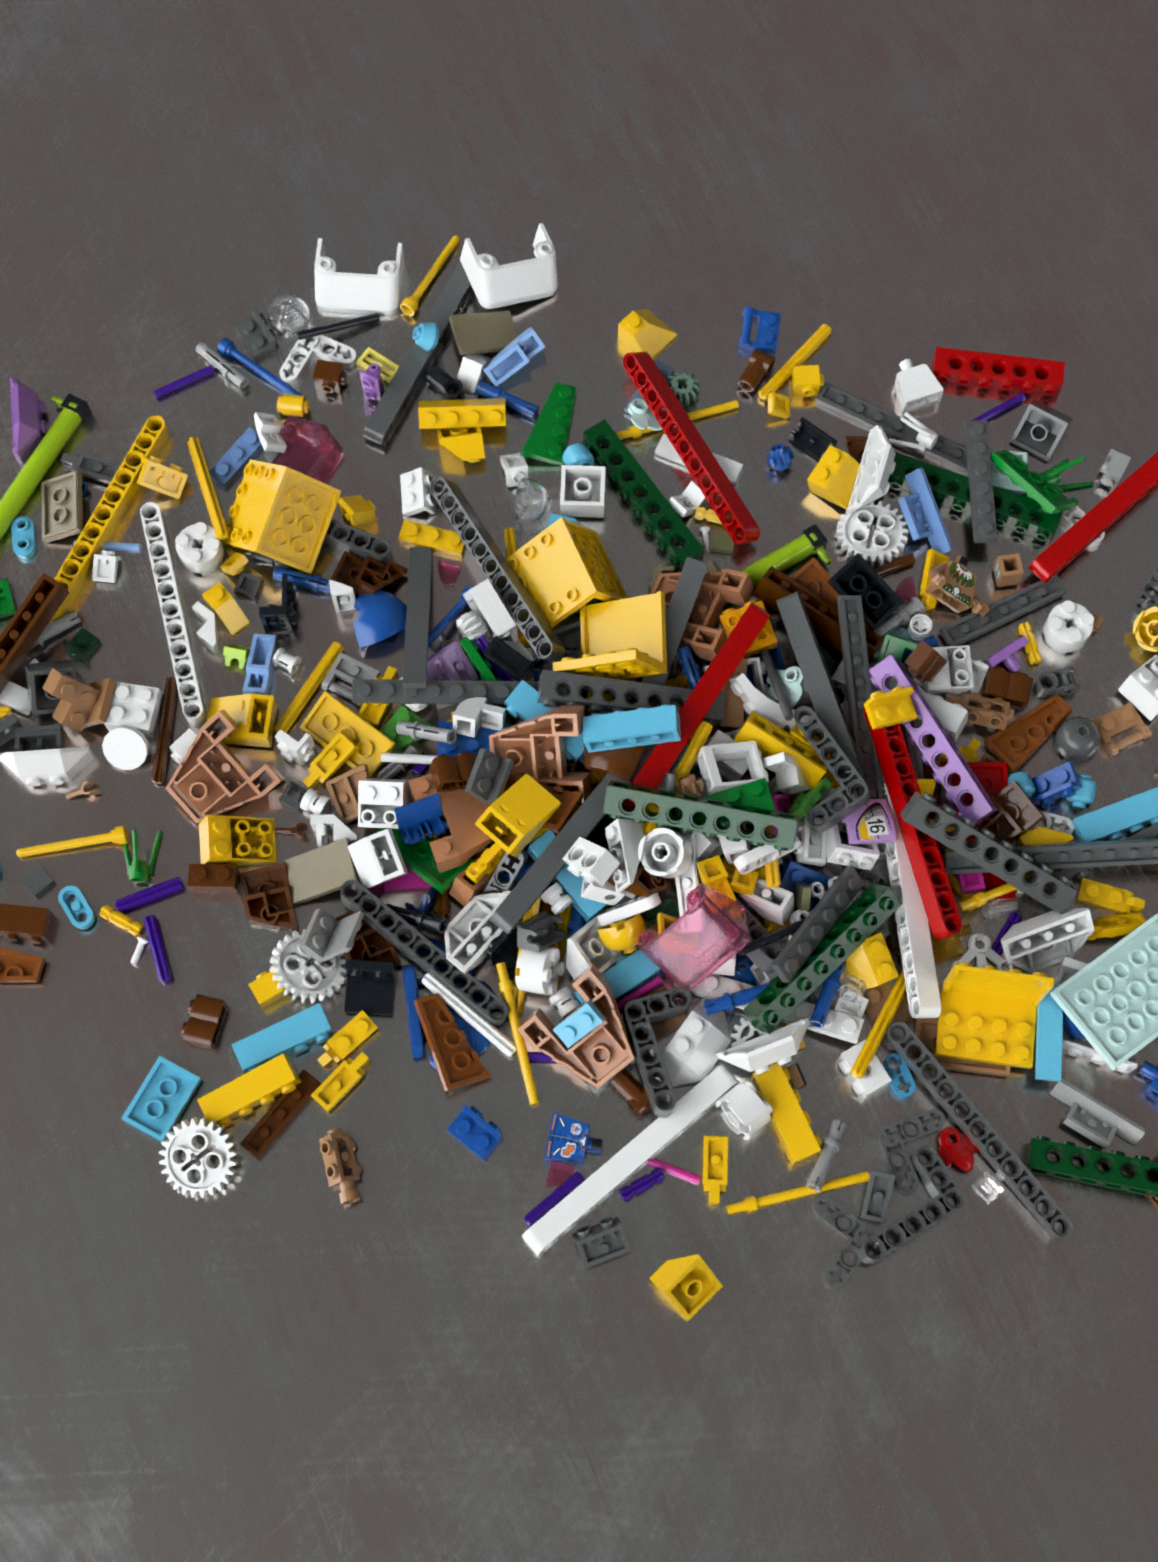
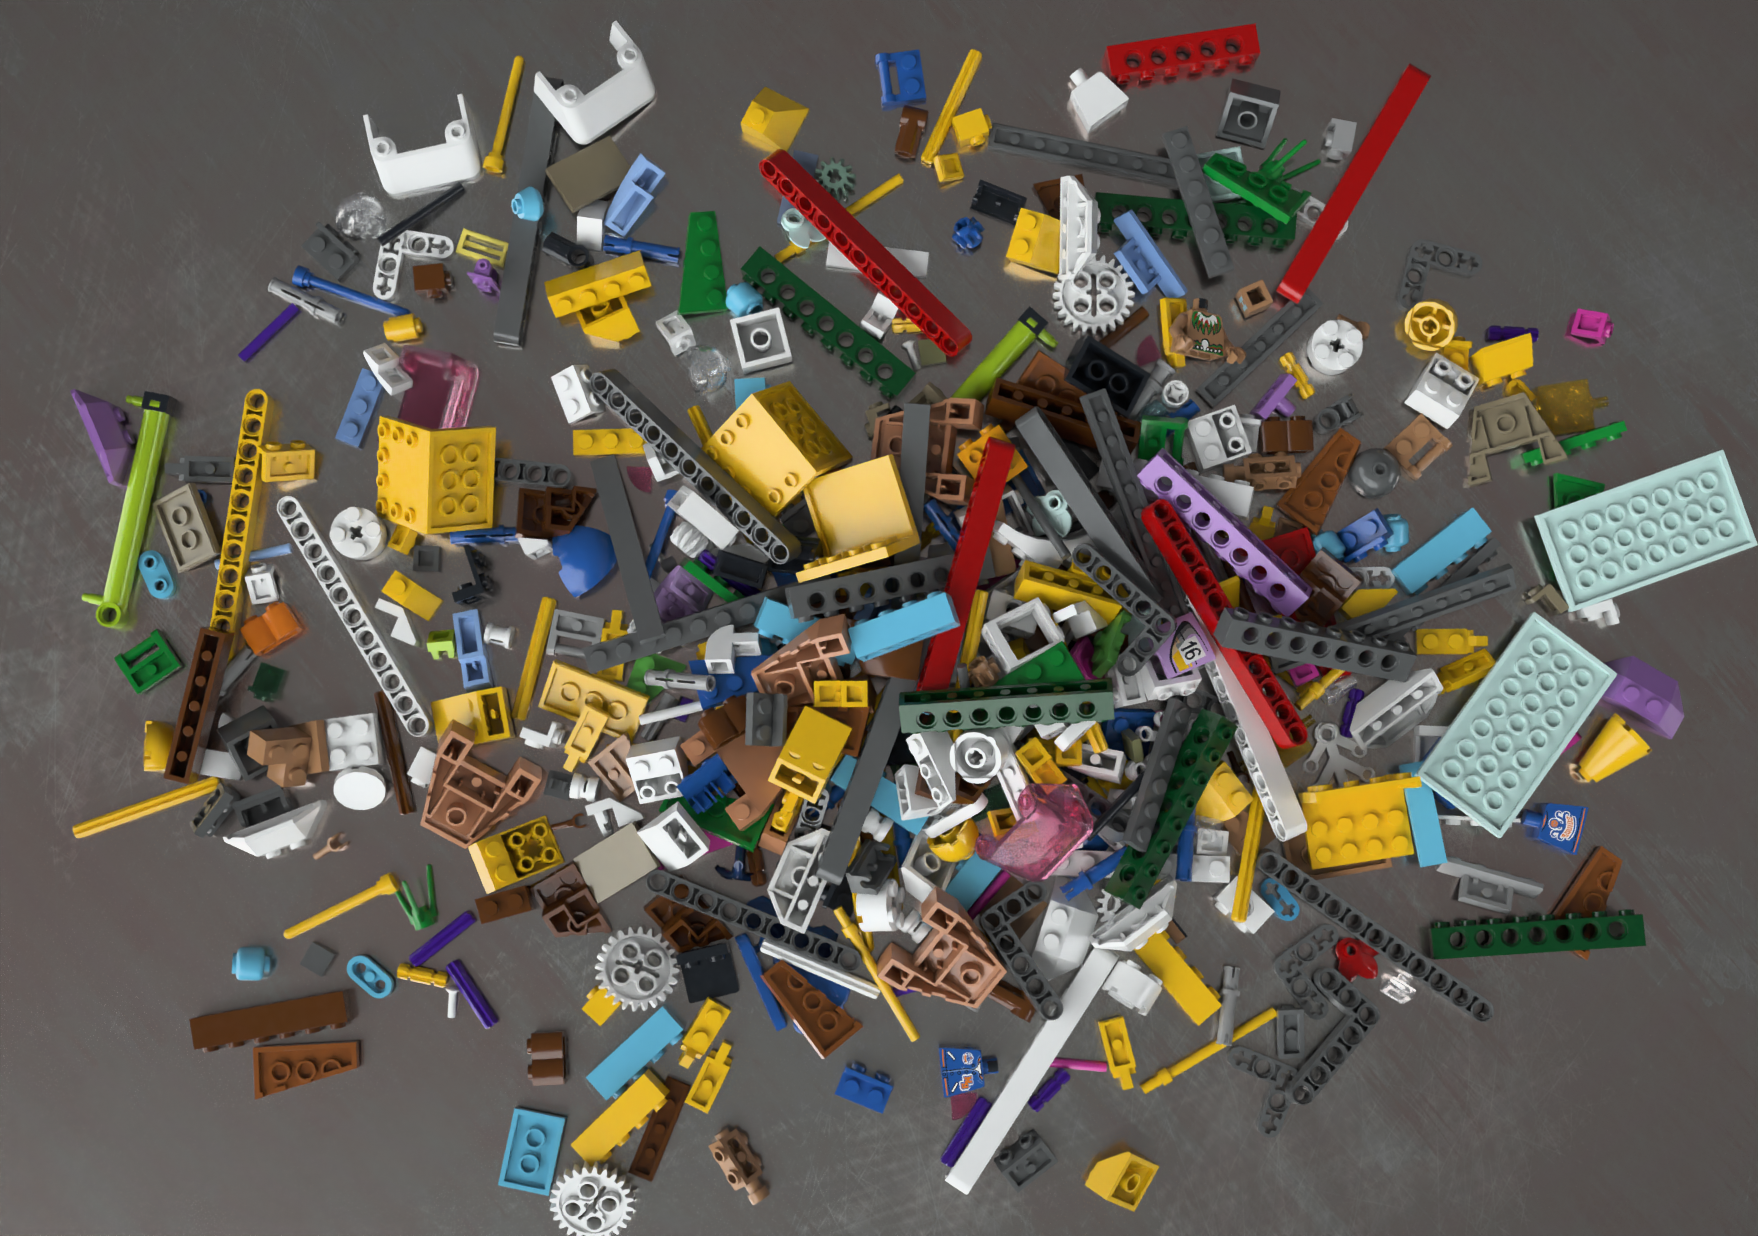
camera: 15 degrees left, 15 degrees up
(100, 603) = (271, 628): none -> orange brick
(208, 488) = (342, 459): yellow axle -> none
(328, 937) = (651, 934): light grey bracket -> none
(357, 511) = (519, 438): yellow slope -> none
(421, 920) = (754, 888): black pin -> none
(466, 565) = (658, 465): none -> white bracket
(560, 775) = (840, 693): none -> yellow slope
(579, 1024) = (940, 955): medium azure plate -> none
(590, 861) = (903, 786): white brick -> none
(890, 707) = (1174, 519): yellow bracket -> none
(925, 662) = (1194, 446): reddish brown brick -> none
(926, 437) = (1123, 163): white plant -> none
(1002, 407) = (1193, 101): dark purple bar -> none

